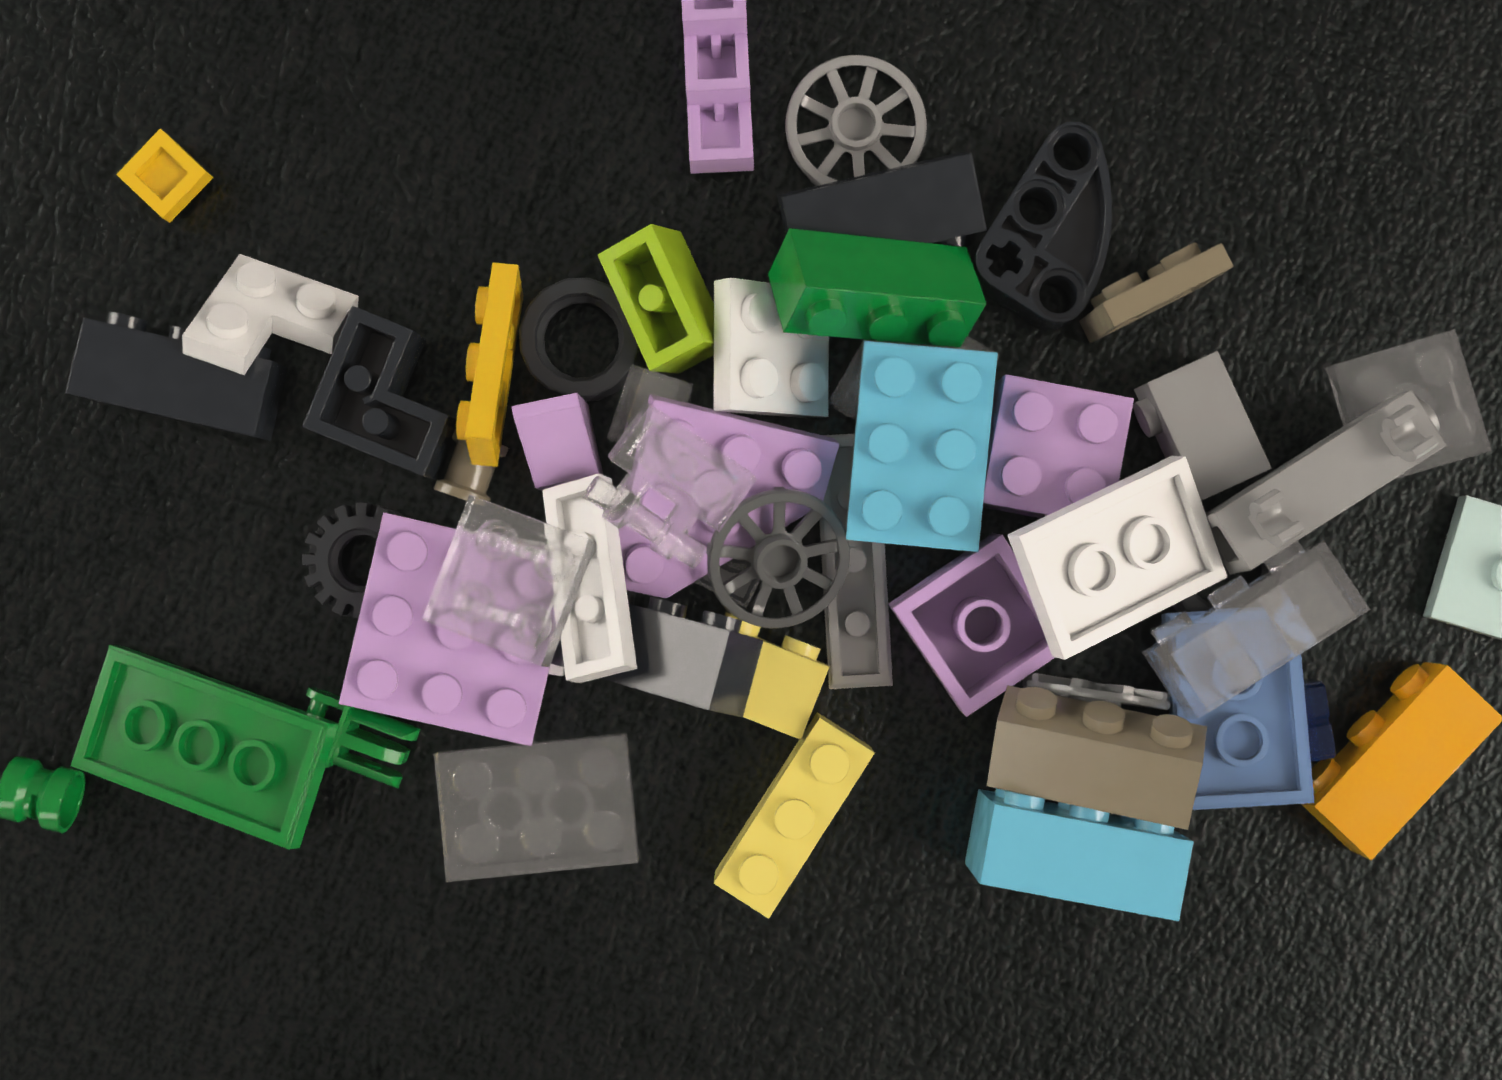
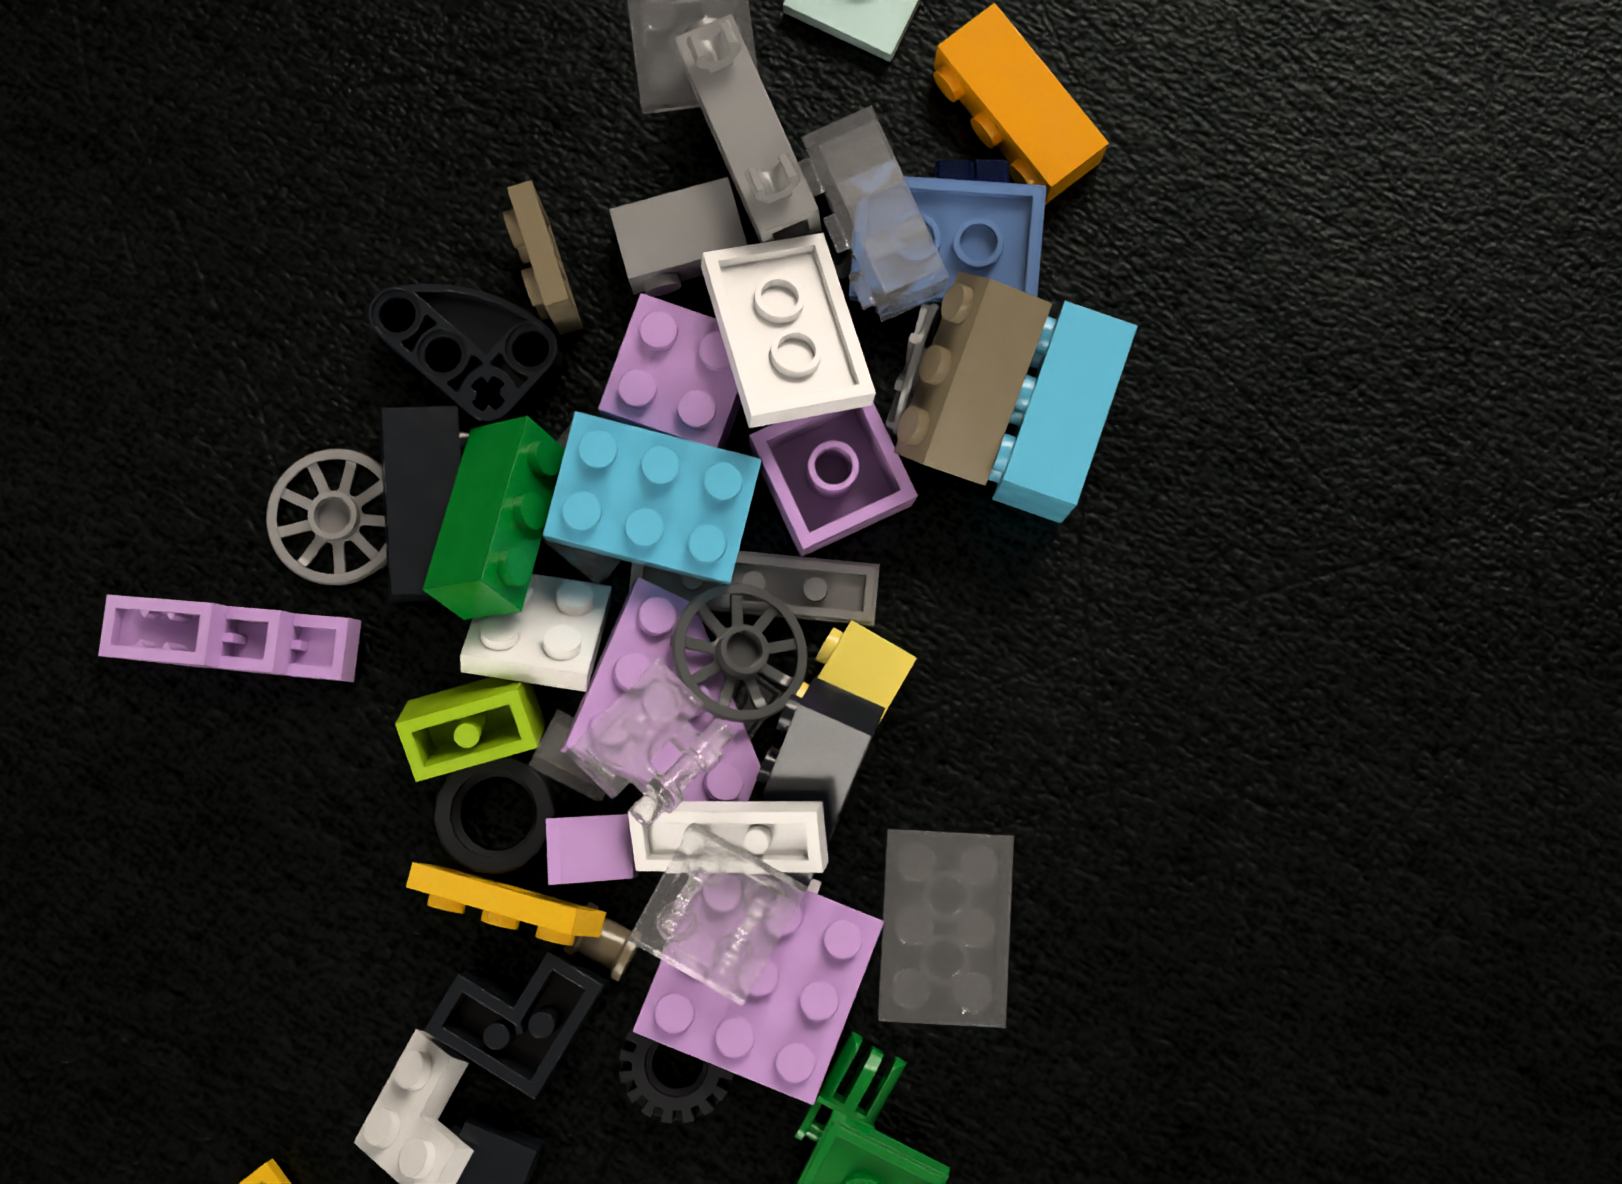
camera: 80 degrees left, 5 degrees down
(792, 815) = (989, 677): light yellow brick -> none

